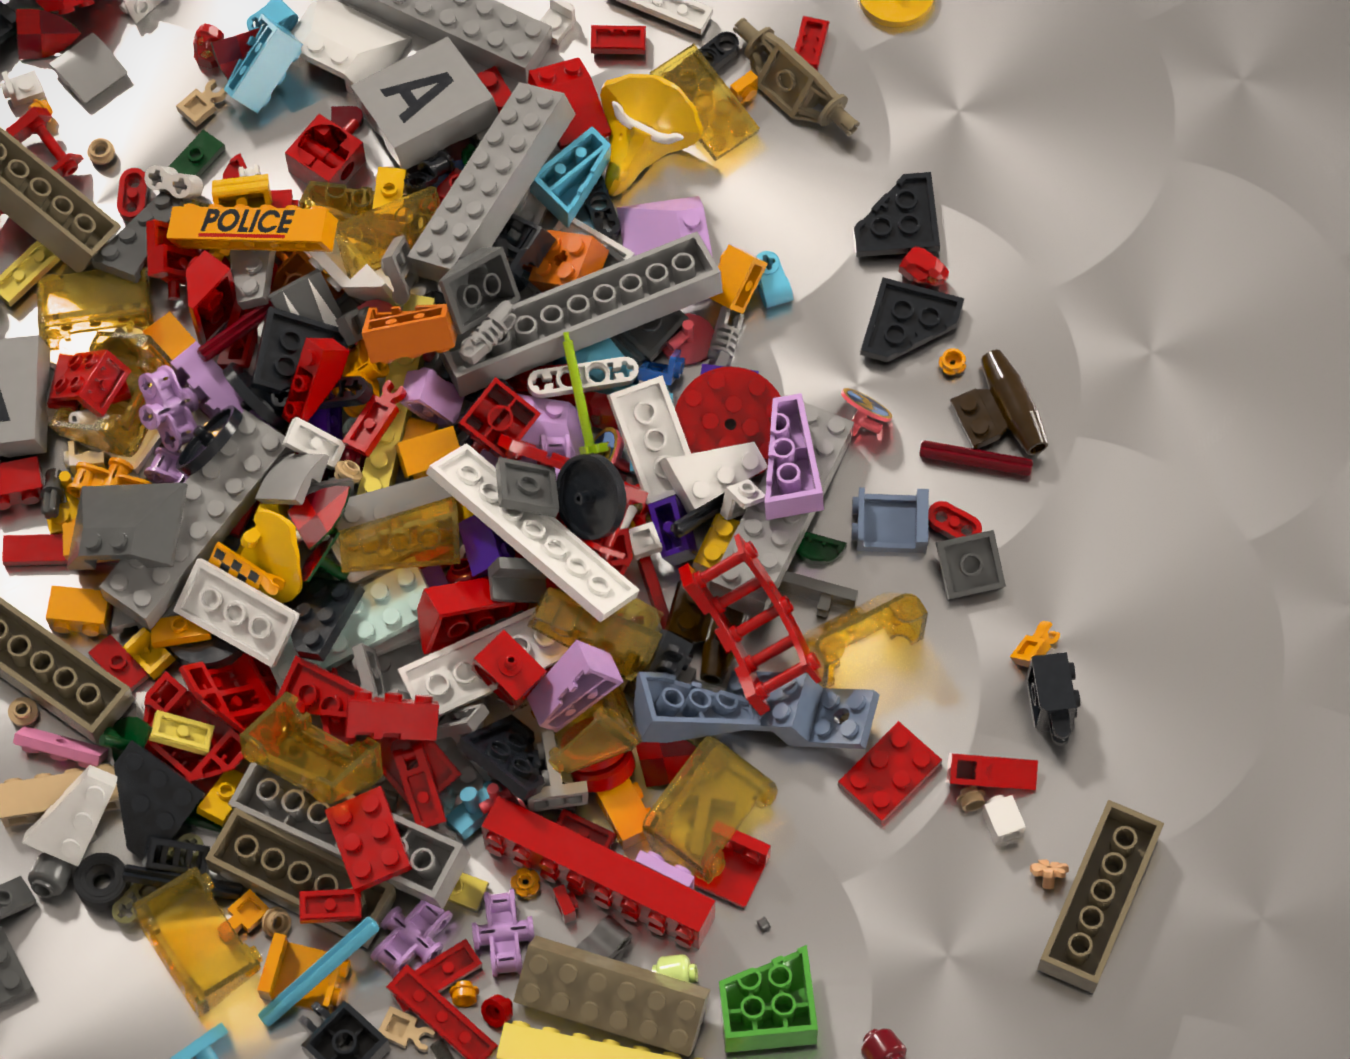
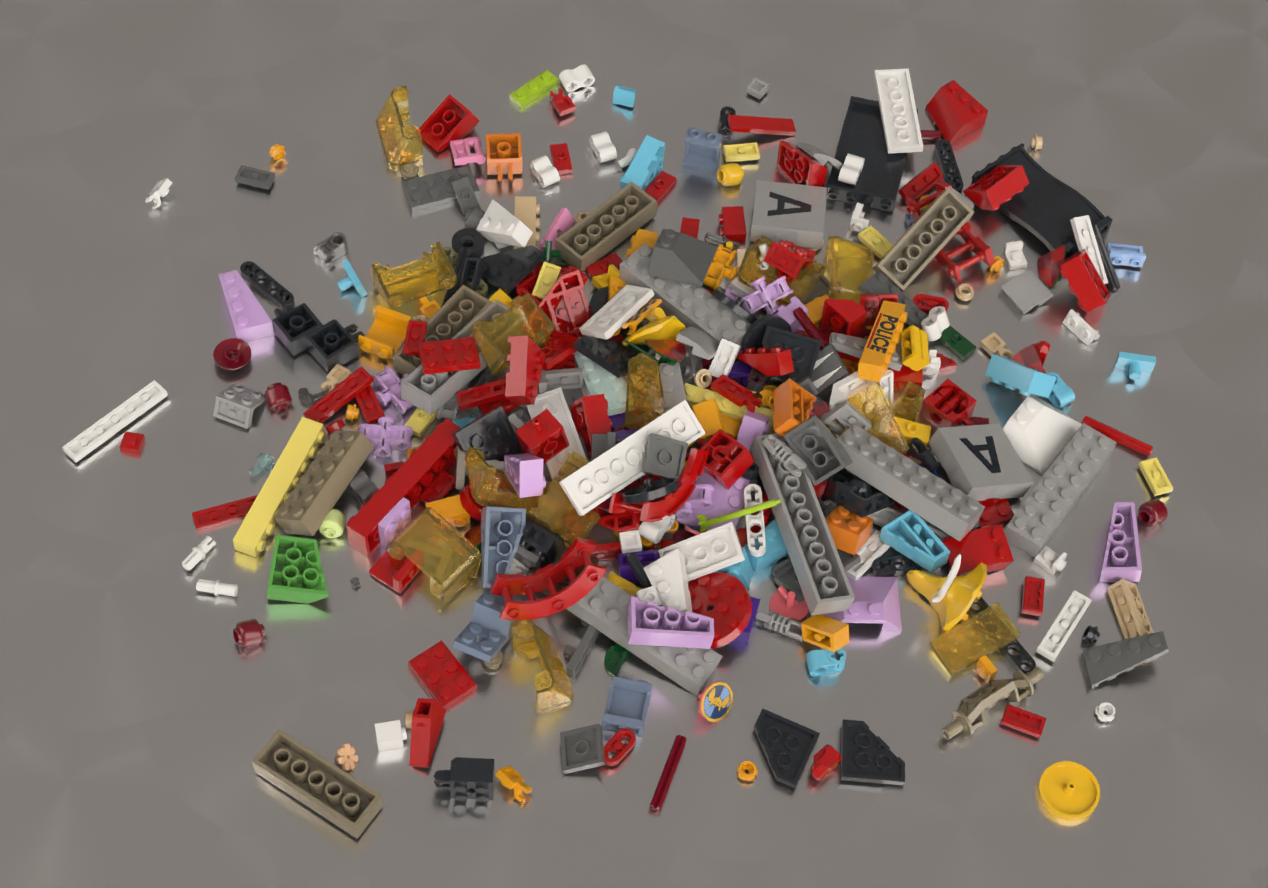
camera: 95 degrees right, 10 degrees down
(318, 971) = (380, 335): medium azure axle -> none
(669, 372) = (759, 576): blue bracket -> none
(1004, 406) = (704, 794): dark brown plate -> none

